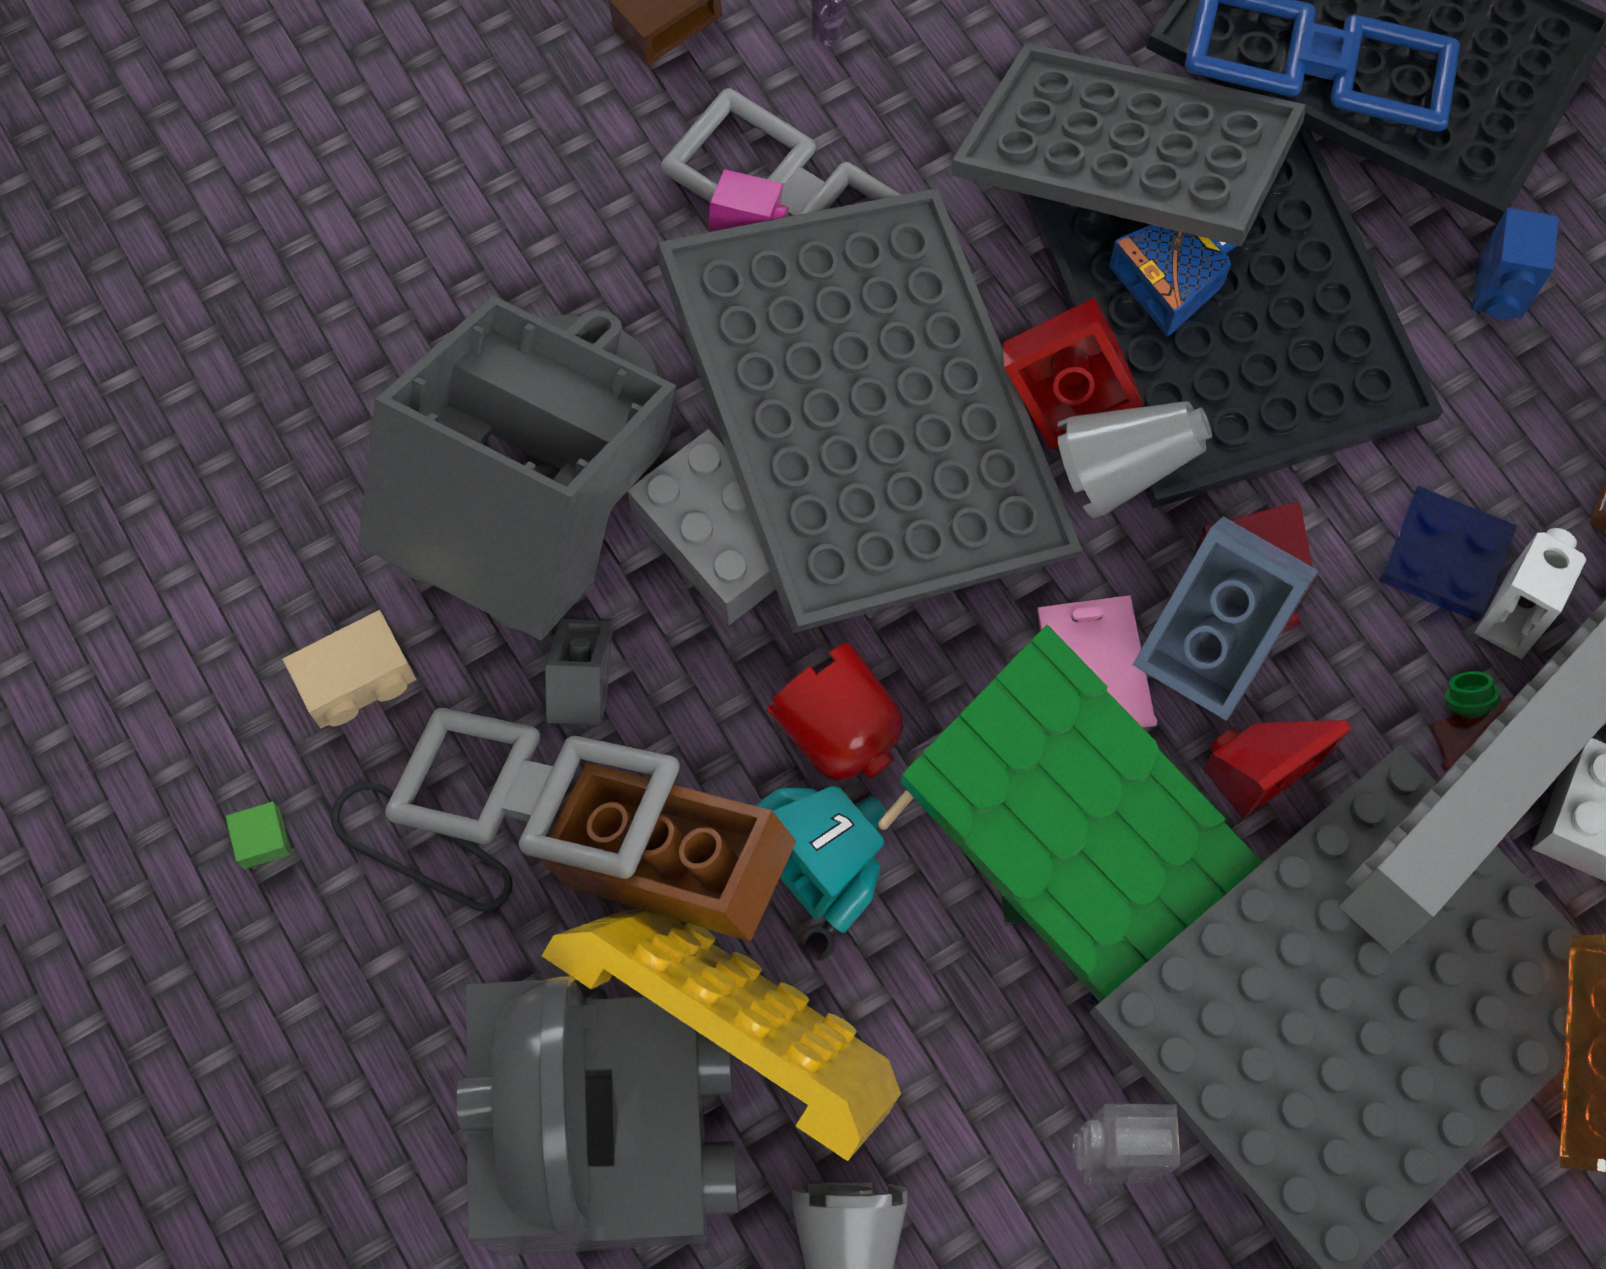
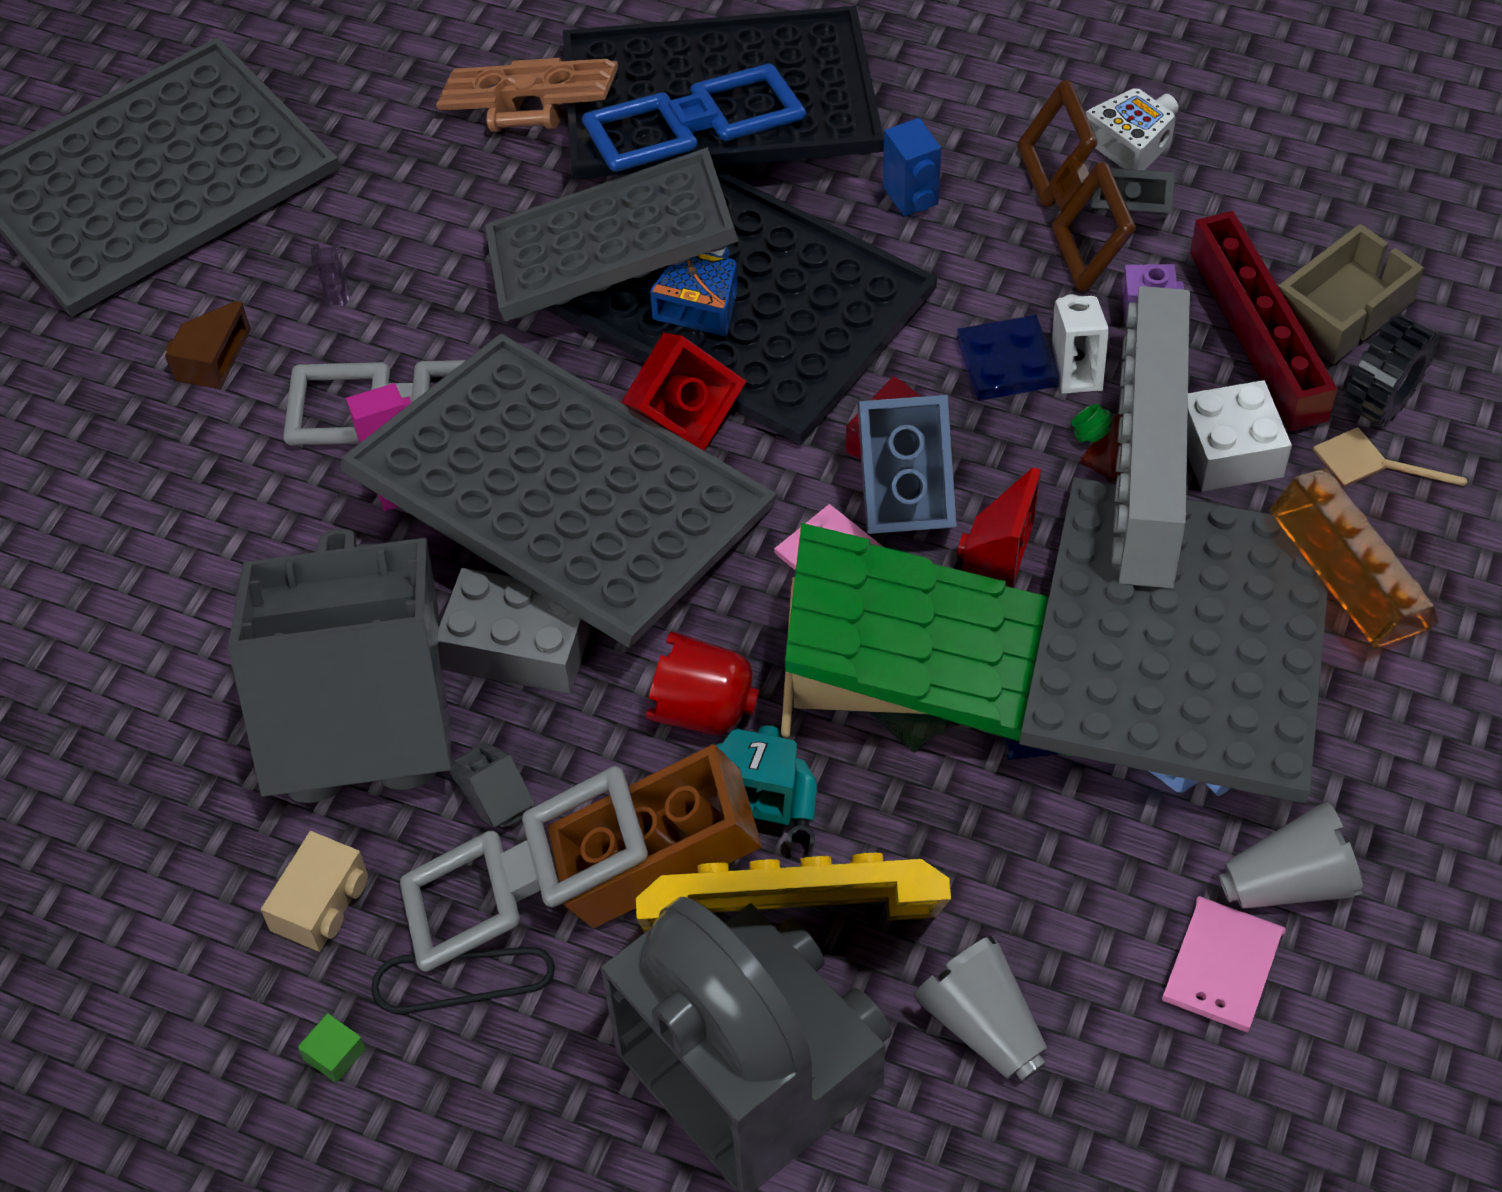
camera: 35 degrees left, 15 degrees down
(1128, 1144) = (1111, 803): clear brick -> none
(1129, 450) = (763, 405): light grey cone -> none

